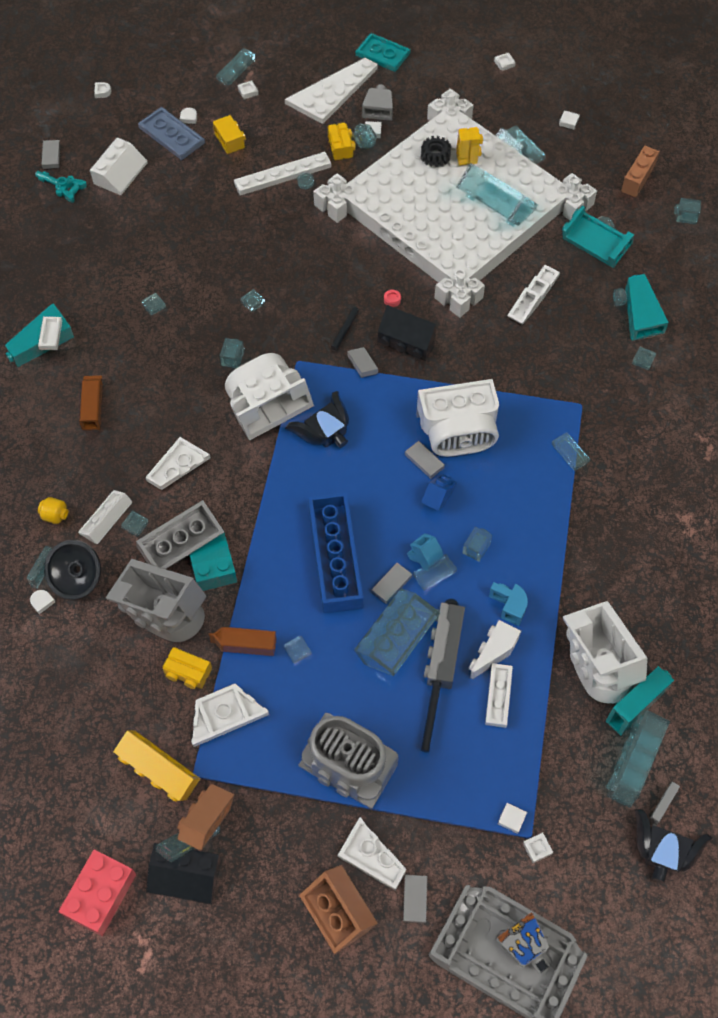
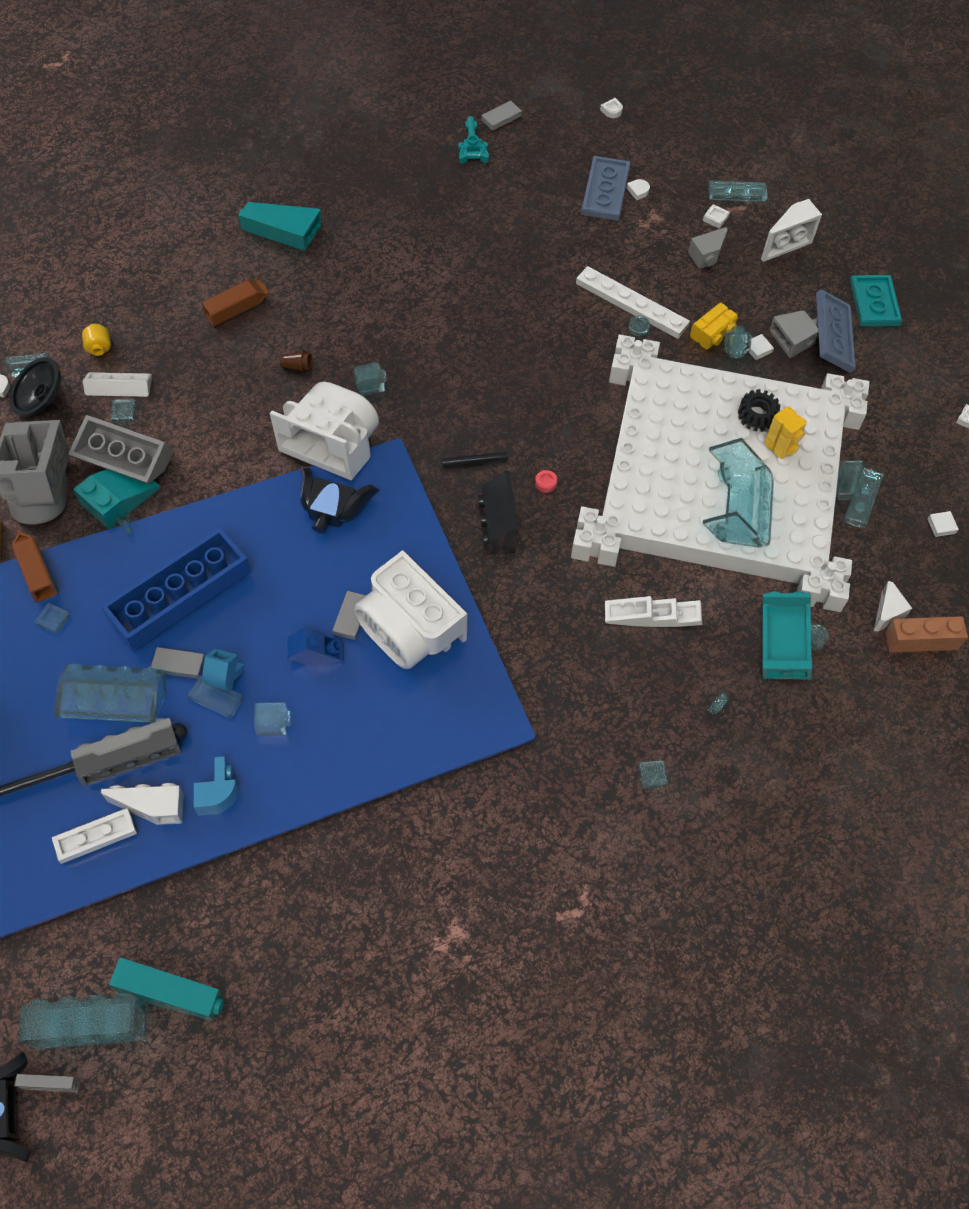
camera: 55 degrees right, 0 degrees up
(50, 333) = (282, 225): white tile -> none
(118, 167) = (525, 169): white slope -> none
(153, 304) = (386, 287): clear light blue tile -> none
(176, 463) = (209, 405): white wing -> none
(180, 388) = (297, 361): none -> reddish brown cone
(228, 134) = (640, 231): yellow brick -> none
(240, 570) = (125, 522): none -> clear light blue hand
(252, 300) = (449, 362): clear light blue tile -> none
(274, 108) = (707, 247): none -> light grey slope
(299, 54) = (792, 230): none -> white slope
(327, 95) = (770, 284): white wing -> none
(362, 362) = (438, 495): light grey tile -> none
(394, 83) = (835, 331): none -> sand blue tile
(570, 451) = (458, 756): clear light blue tile -> none
(604, 653) = (196, 914): white brick -> none
(609, 176) = (891, 606): none -> white slope
(644, 310) = (718, 738): teal slope -> none
(687, 210) = (911, 717): clear light blue brick -> none

